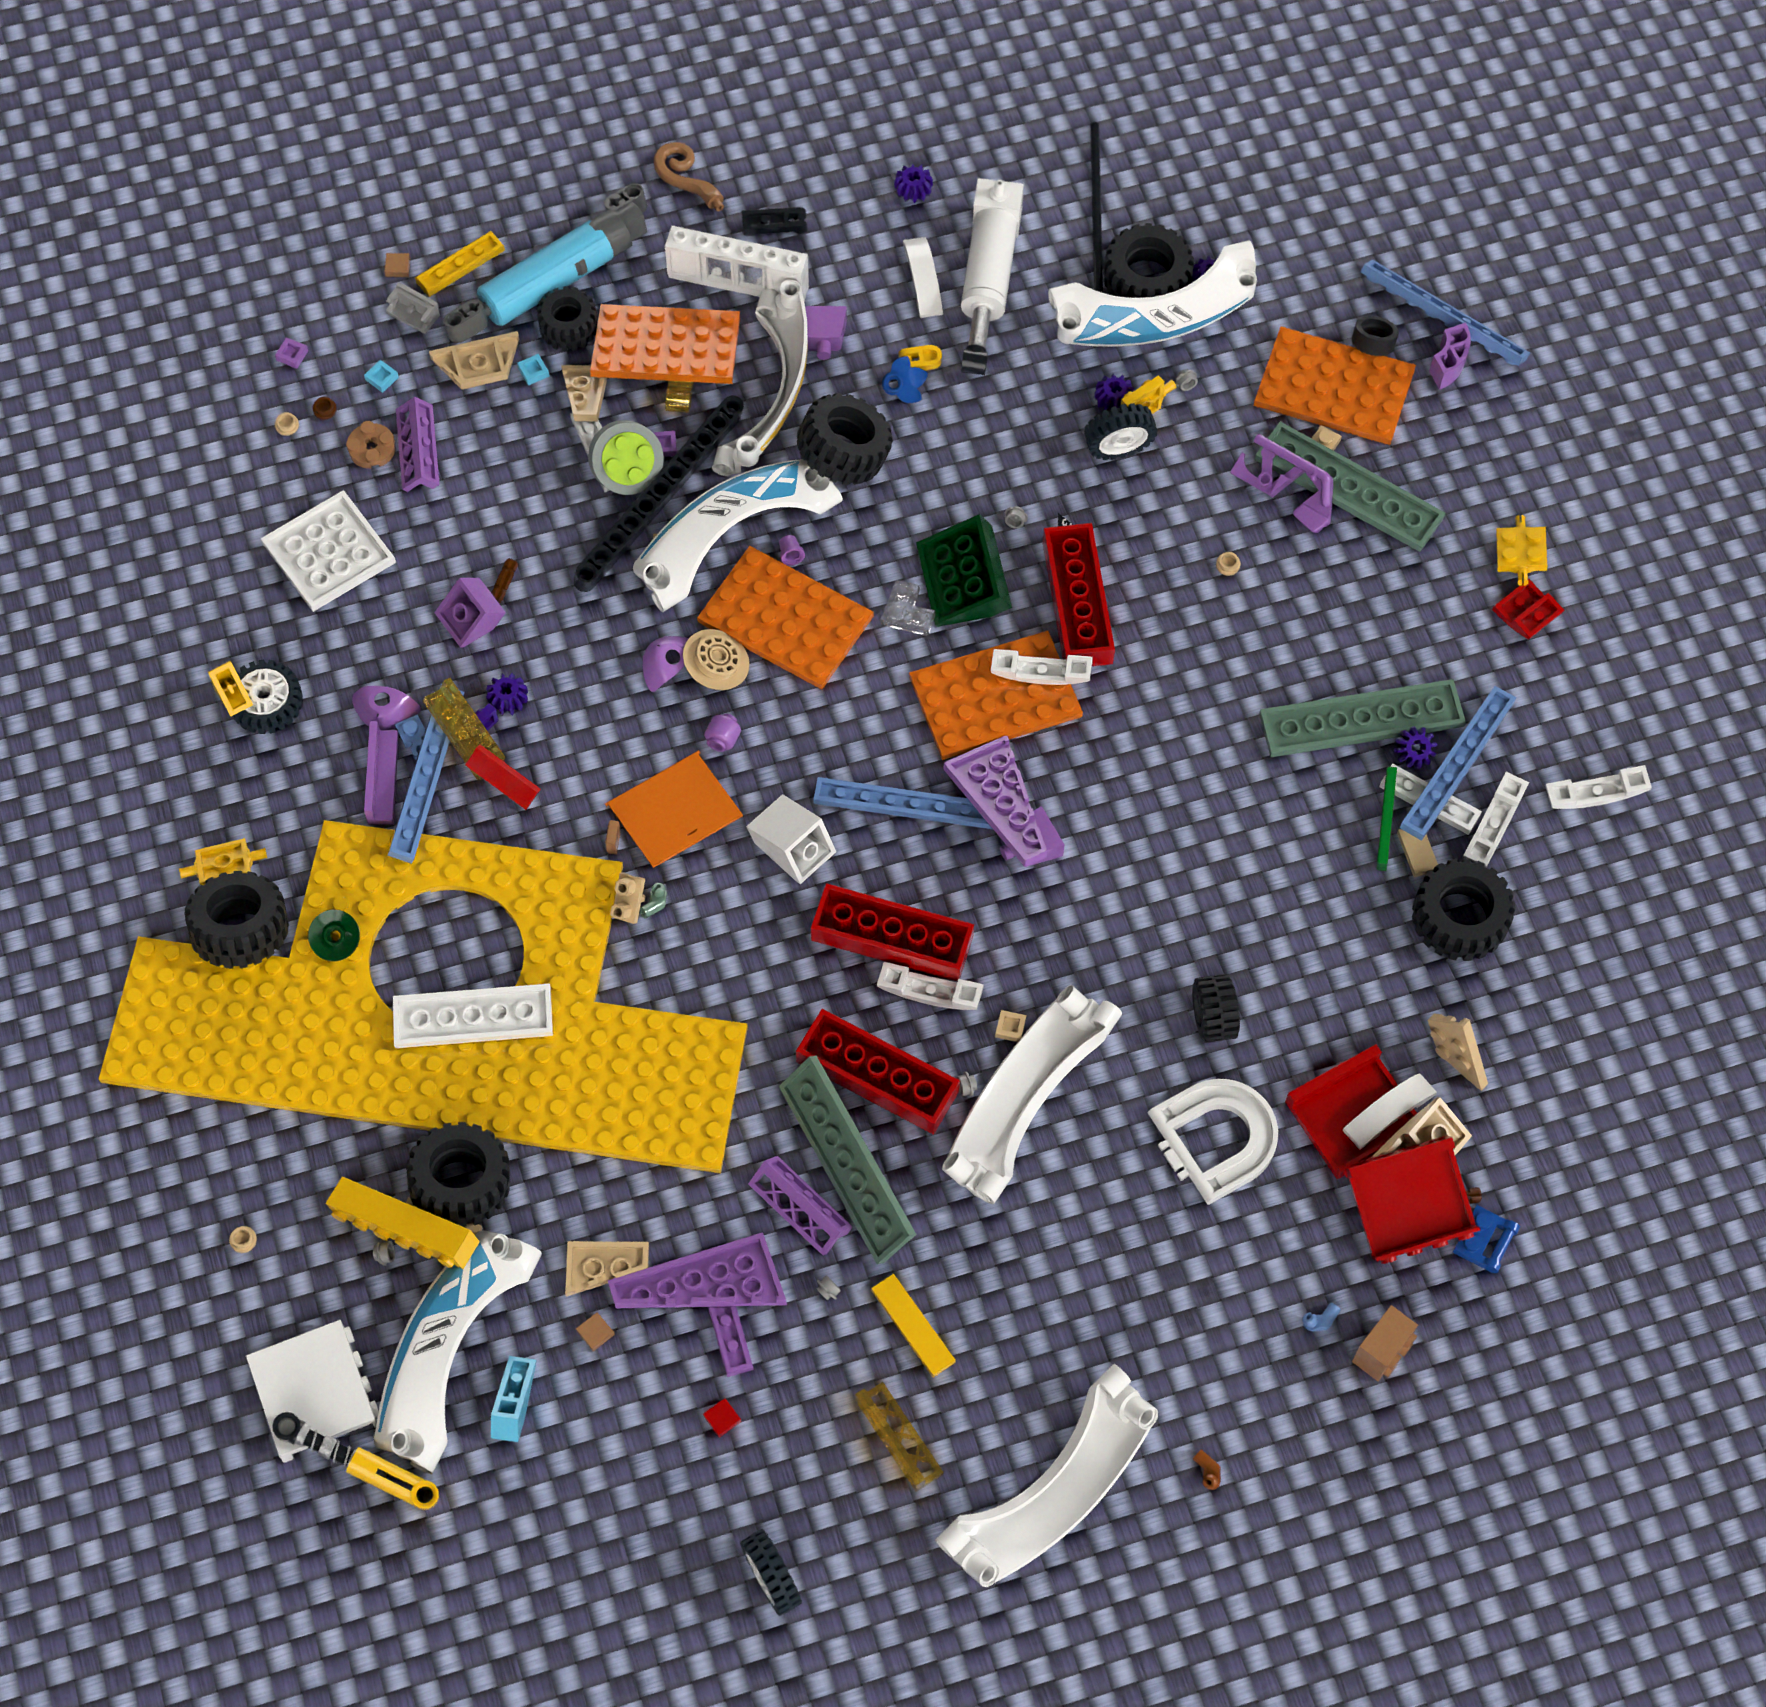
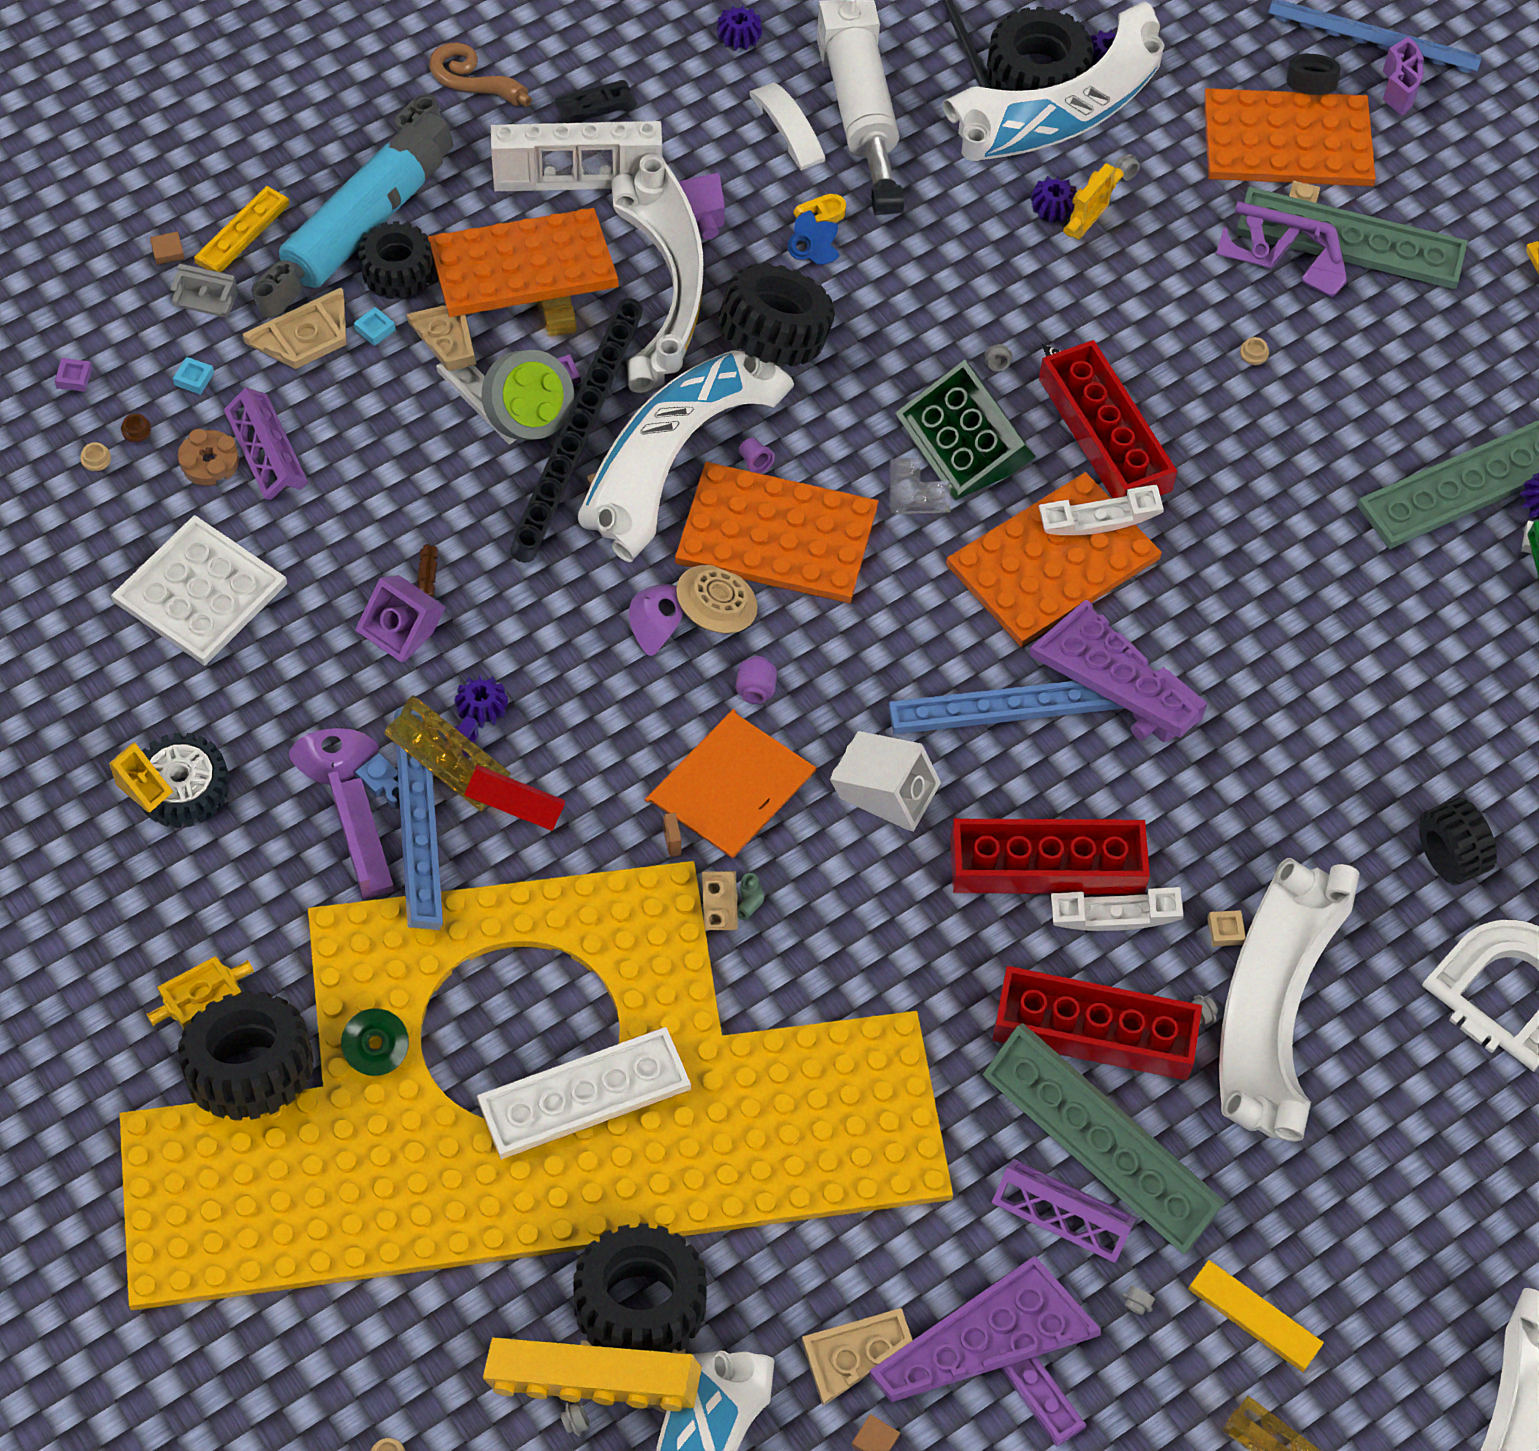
camera: 20 degrees left, 5 degrees down
(1120, 431) = (1085, 234): black wheel -> none

